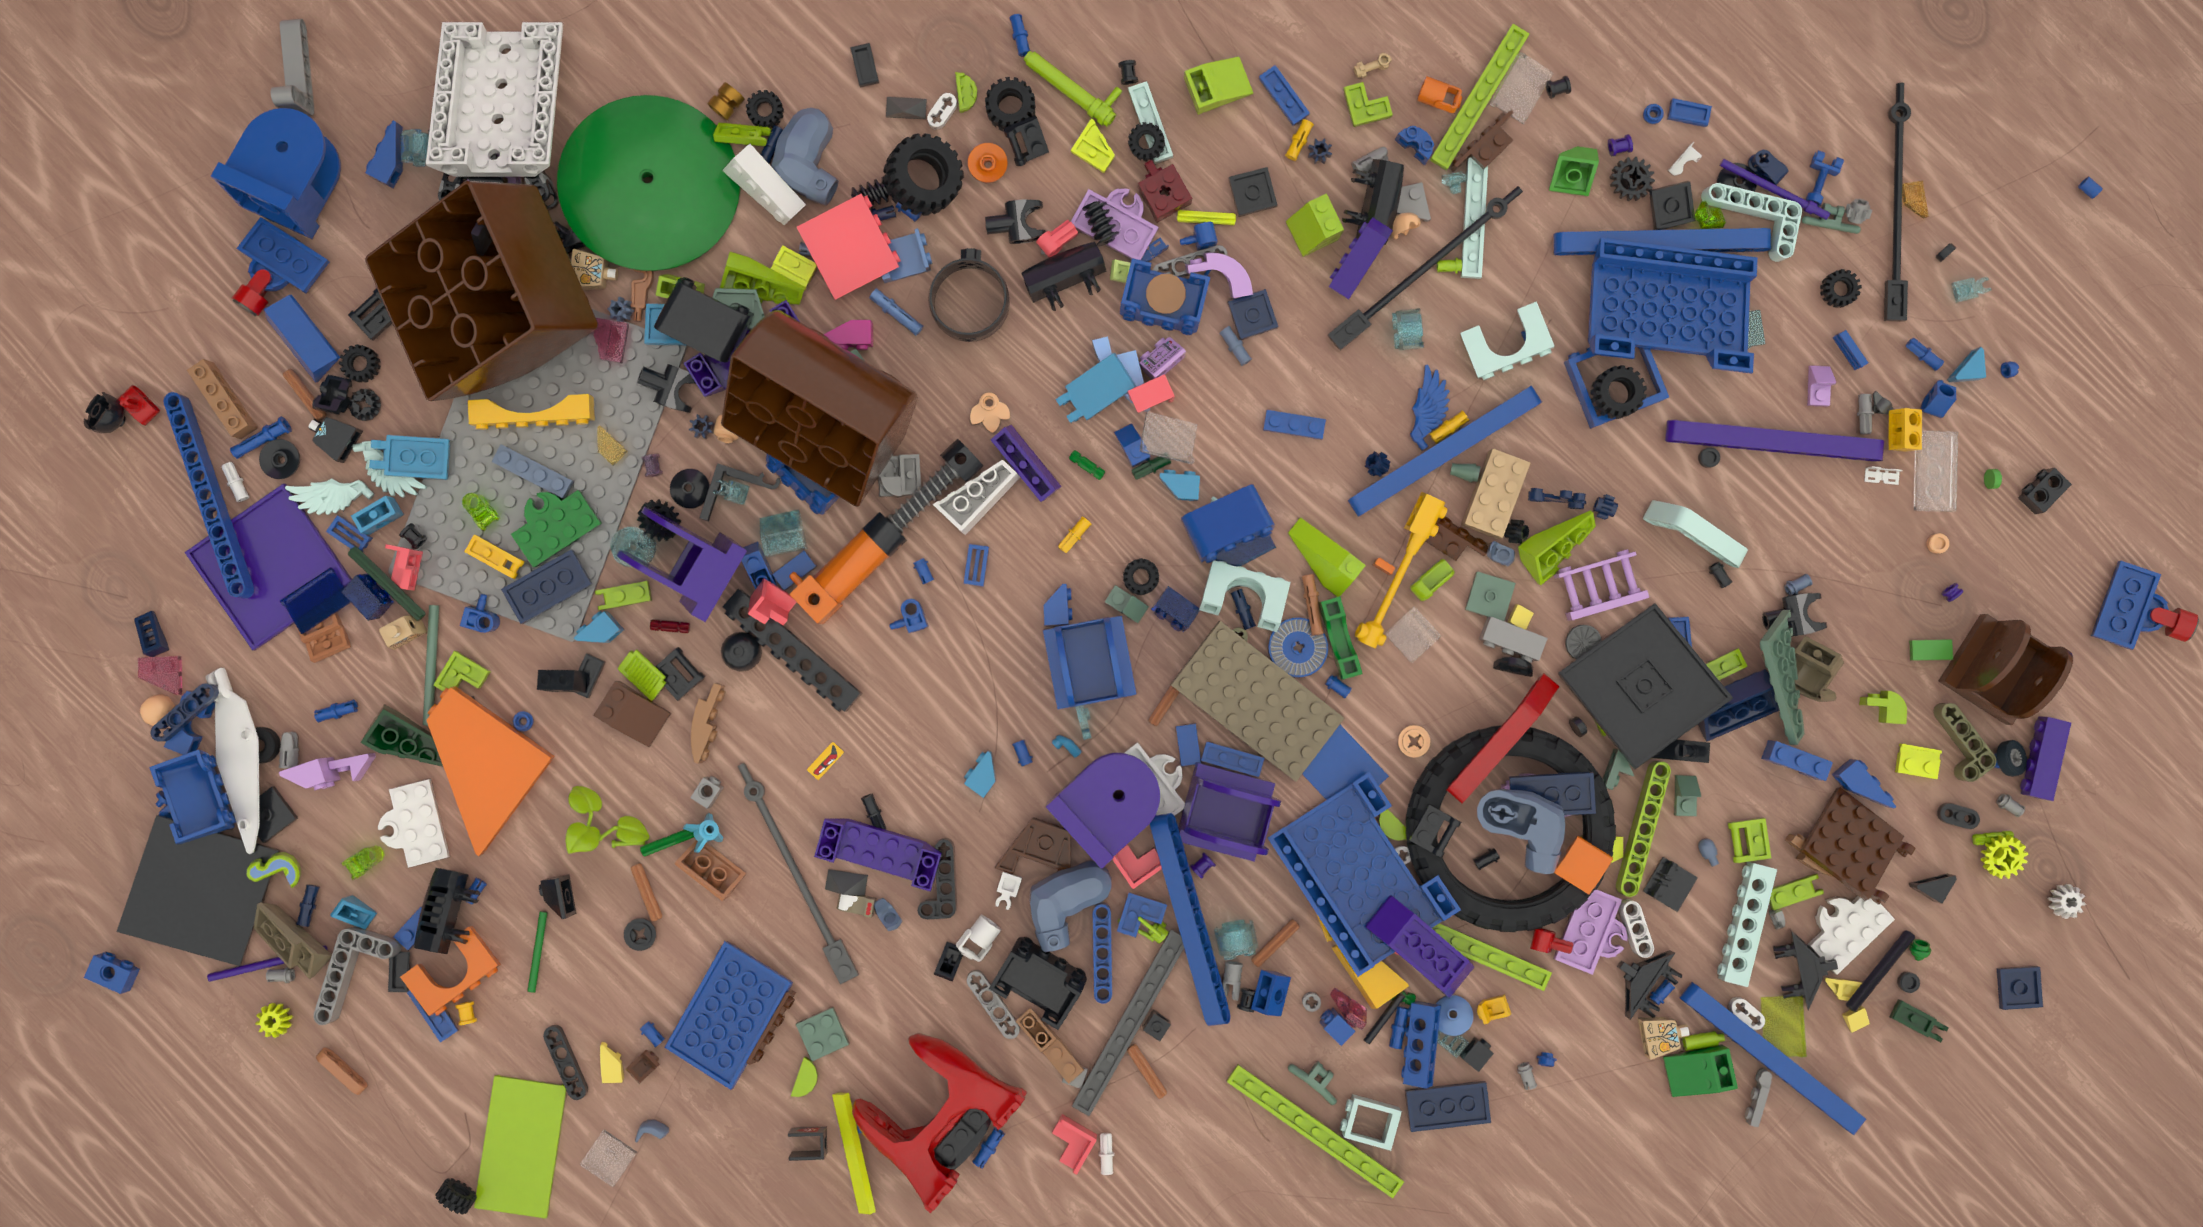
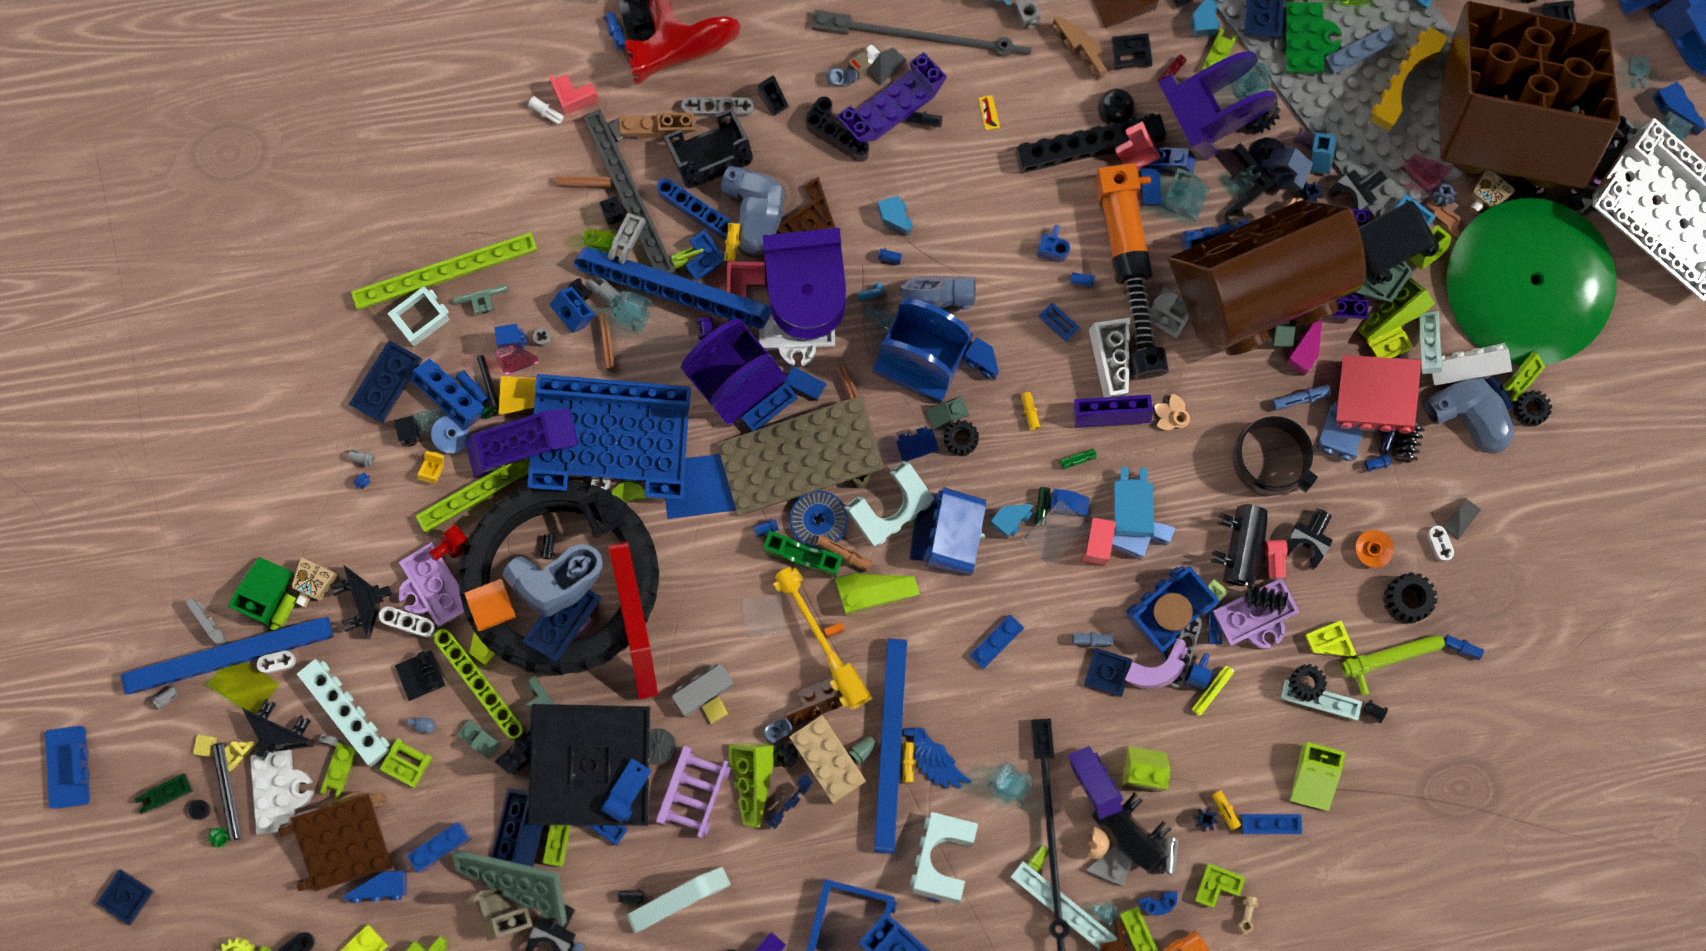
camera: 125 degrees right, 10 degrees down
(374, 216) = (1639, 68): none -> clear light blue plate
(609, 447) = (1341, 116): clear yellow tile -> none
(642, 674) = (1149, 26): lime window -> none
(656, 439) = (1323, 153): none -> dark azure slope
(694, 460) = (1288, 168): none -> sand blue plate
(725, 101) = (1559, 382): pearl gold wheel -> none
(770, 231) = (1430, 343): none -> light aqua plate
(864, 65) = (1518, 510): black tile -> none
(939, 157) = (1416, 506): black tyre -> none
(966, 91) = (1443, 573): lime tile -> none
(983, 934) = (774, 131): white piece -> none
(1008, 887) = (796, 176): white plate -> none
(1031, 691) = (941, 290): none -> sand blue piece
(1032, 138) = (1369, 595): black plate -> none
(1112, 897) = (732, 242): none -> yellow pin
(1162, 359) = (1122, 573): lavender slope -> none
(1163, 180) = (1268, 666): dark red hinge -> none
(1174, 993) = (626, 237): none -> light grey hinge
(1187, 1011) = (602, 241): none -> clear neon green piece
(1243, 609) = (879, 498): dark blue pin -> none
(1253, 192) = (1208, 742): black plate -> none
(1377, 464) = (918, 682): dark blue gear -> none
(1423, 741) = (673, 550): light nougat gear -> none
(1432, 580) = (795, 659): lime animal -> none
(1490, 596) = (749, 698): sand green plate -> none
(1514, 665) = (680, 676): black tile -> none
(1578, 726) = (599, 692): black tile -> none
(1605, 507) = (753, 841): dark blue gear -> none
(1629, 380) = (857, 914): black tyre -> none
(1641, 641) = (625, 790): none -> blue door
(1661, 992) = (343, 607): blue pin -> none
(1838, 1081) = (166, 697): none -> light grey pin
(1936, 887) = (256, 885): black slope -> none
(1955, 1119) = (67, 767): none -> blue bracket

